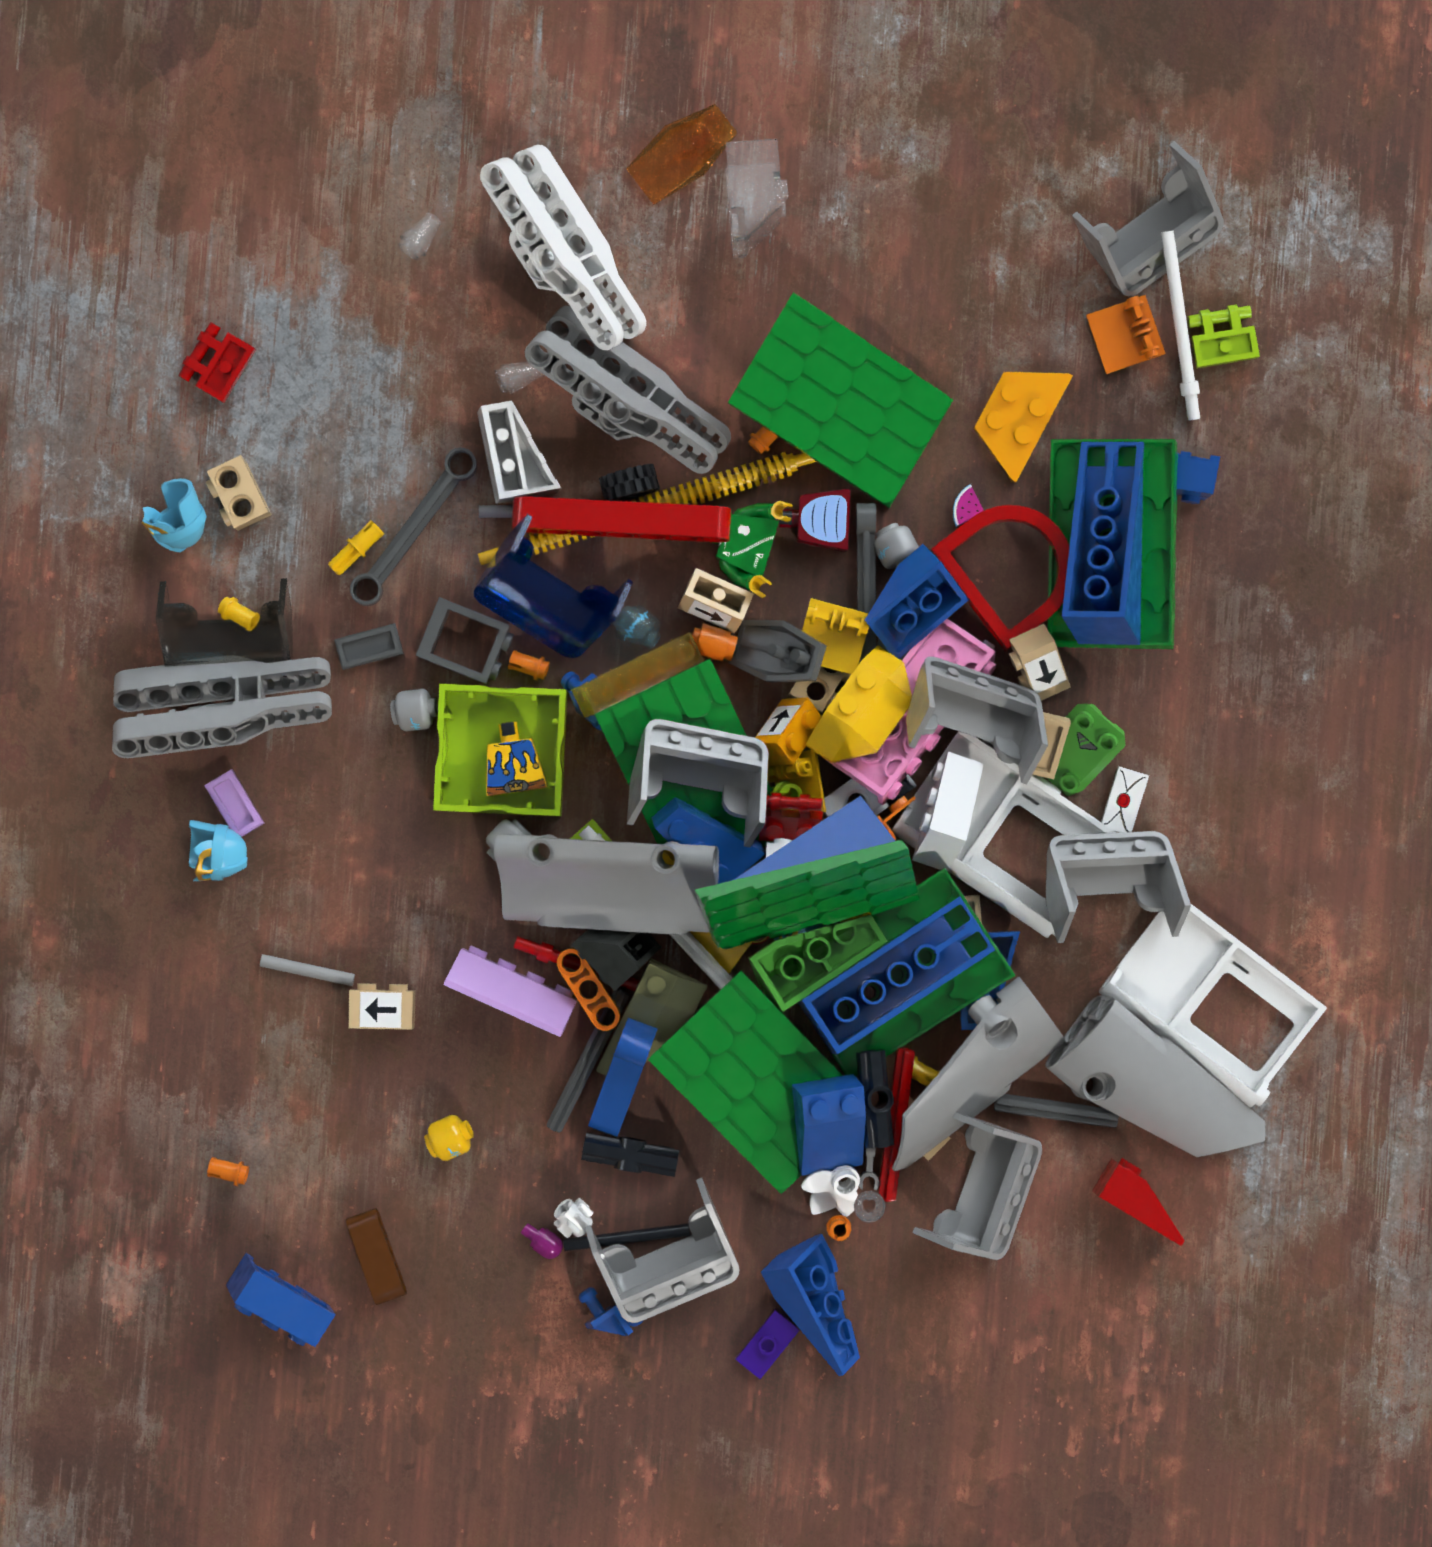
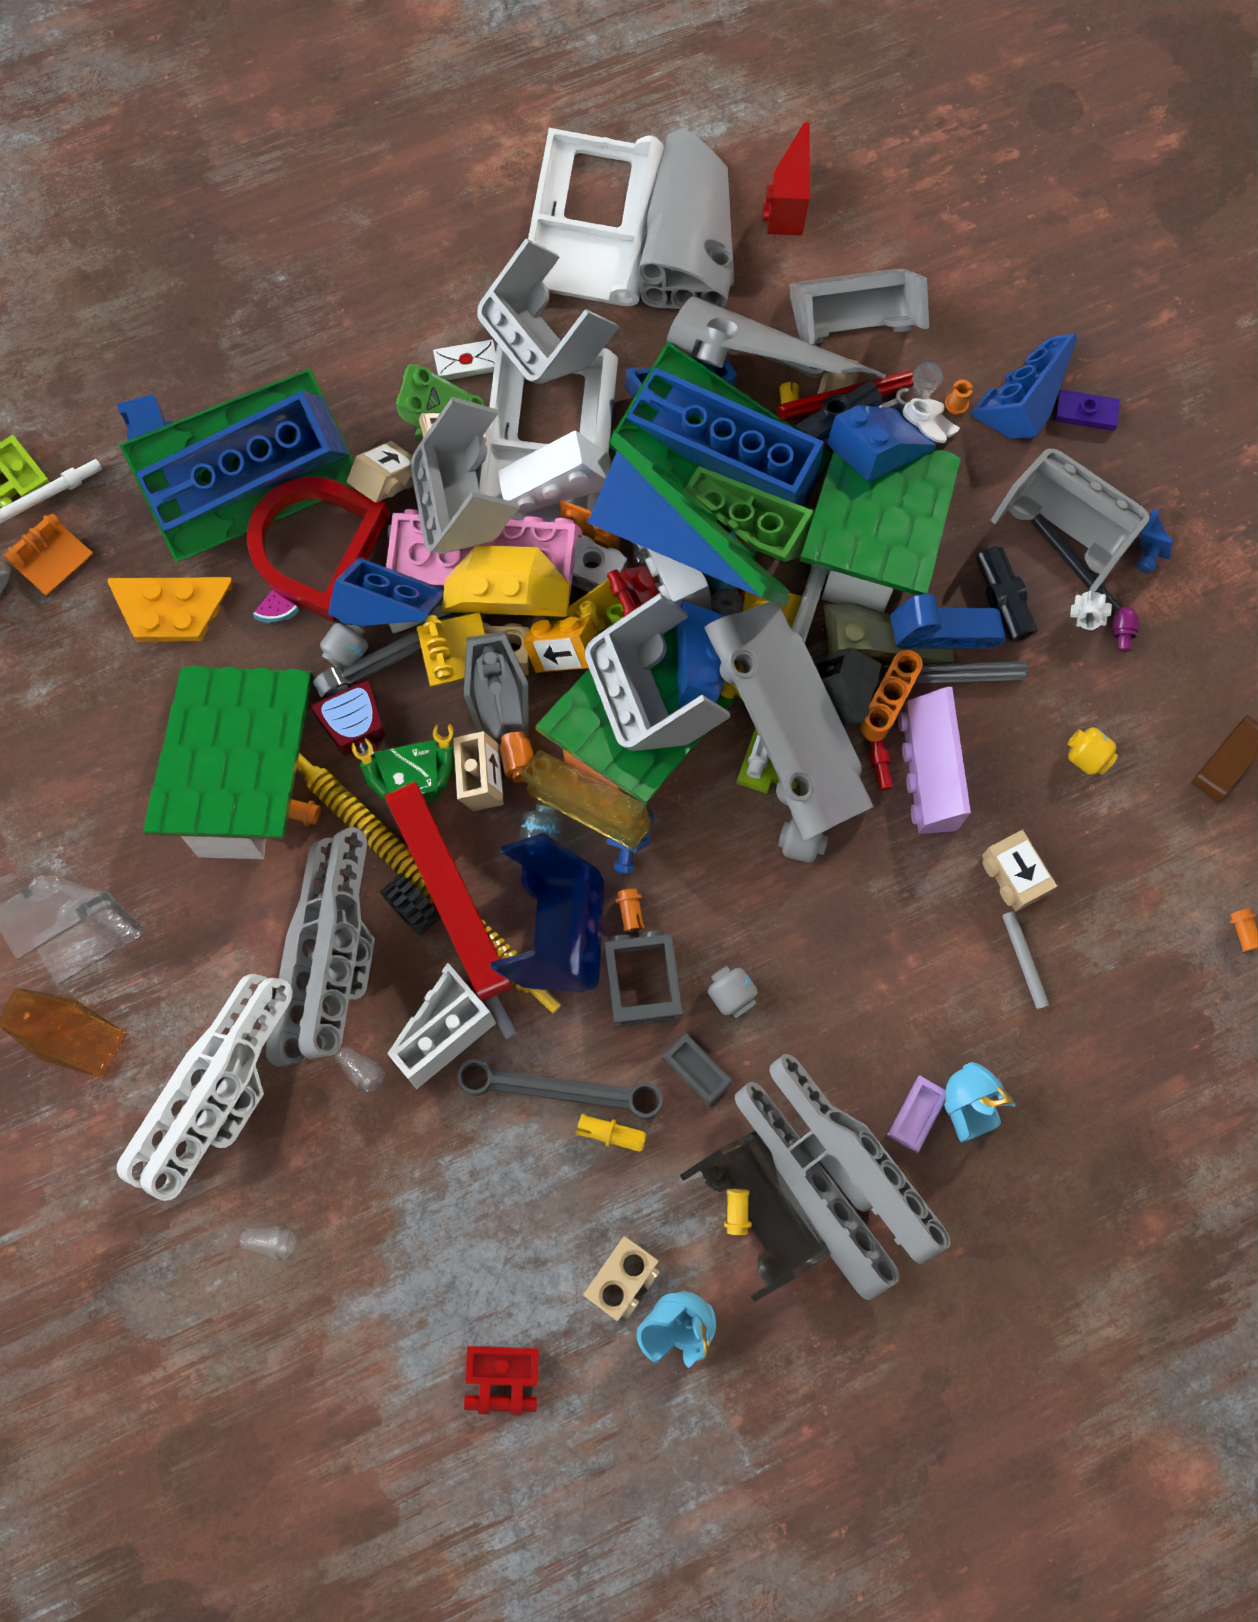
camera: 120 degrees left, 15 degrees down
(470, 722) = (724, 891): lime tile -> none
(513, 764) = (731, 871): torso -> none
(1056, 1110) = (754, 285): dark grey axle -> none

